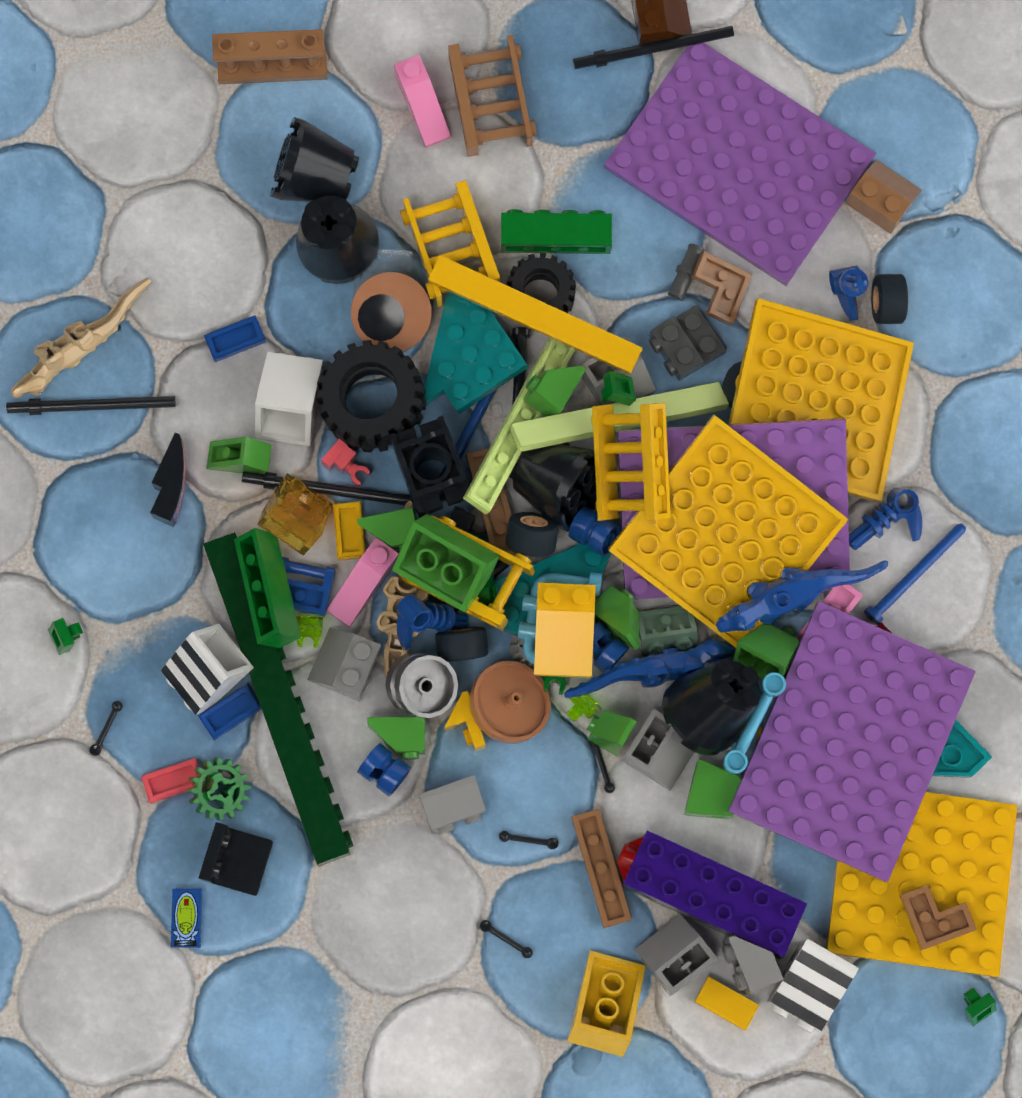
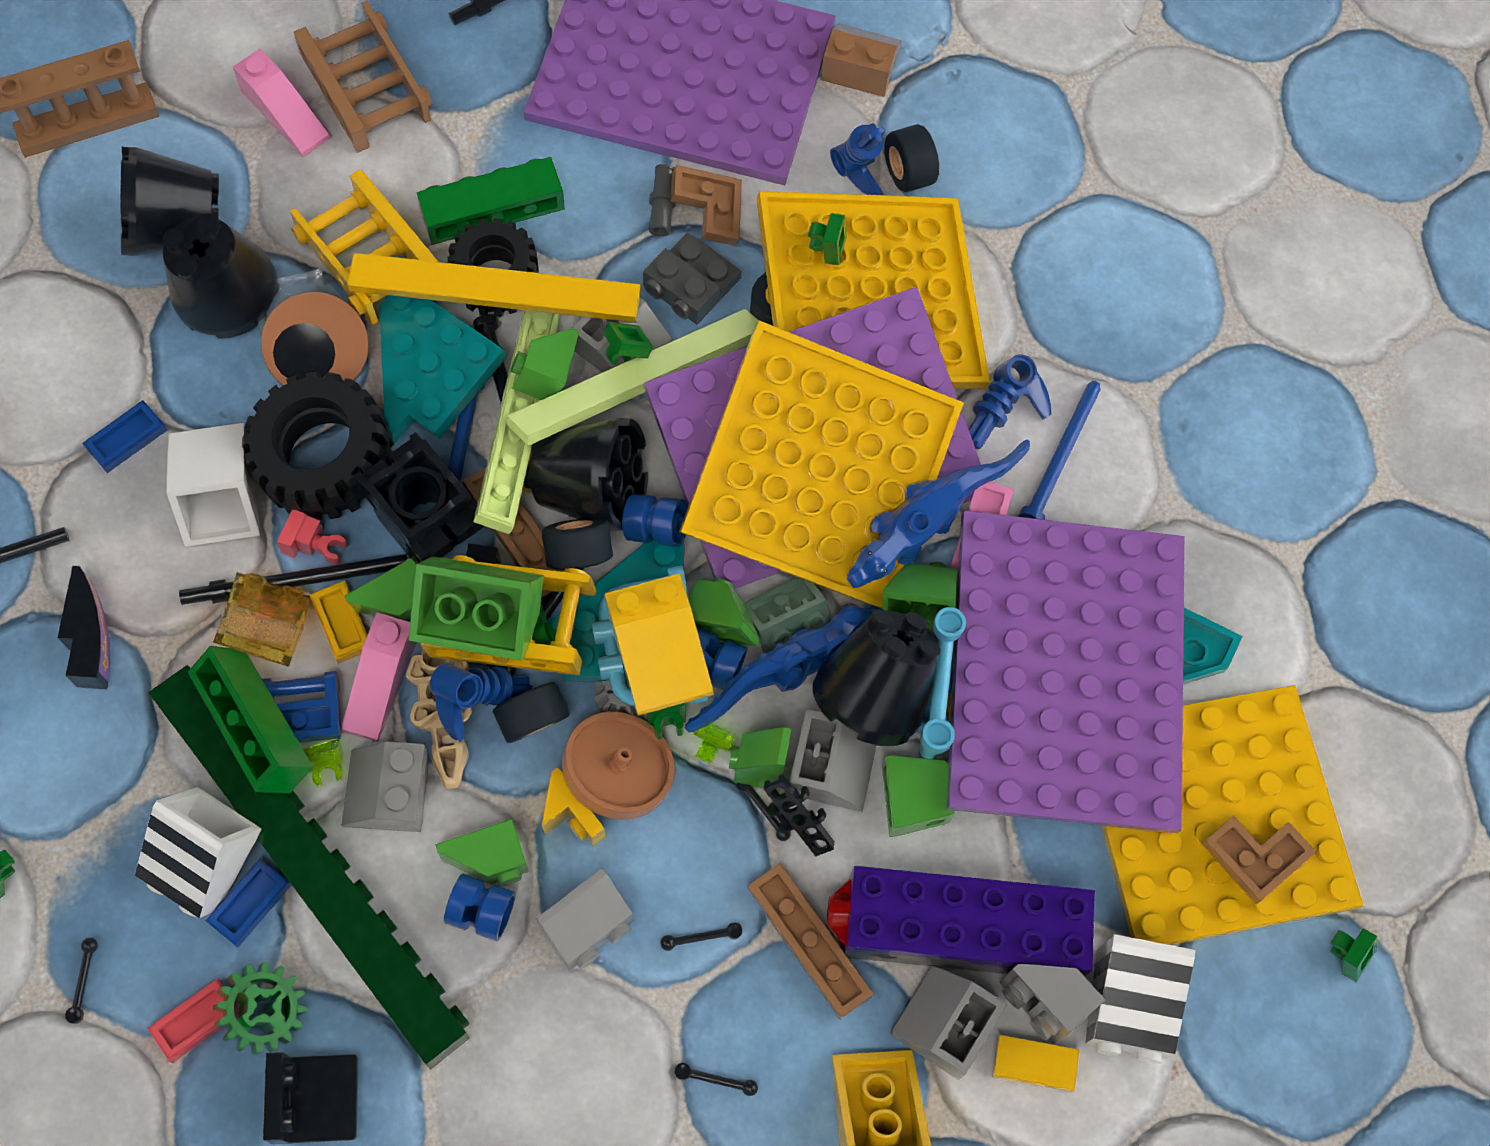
camera: 20 degrees left, 10 degrees down
(239, 455) = (168, 569): bright green slope -> none
(421, 685) = (495, 778): flat silver wheel -> none
(622, 782) = (799, 817): none -> black piece
(654, 458) = (704, 398): yellow fence -> none
(797, 355) = (829, 238): none -> green tile

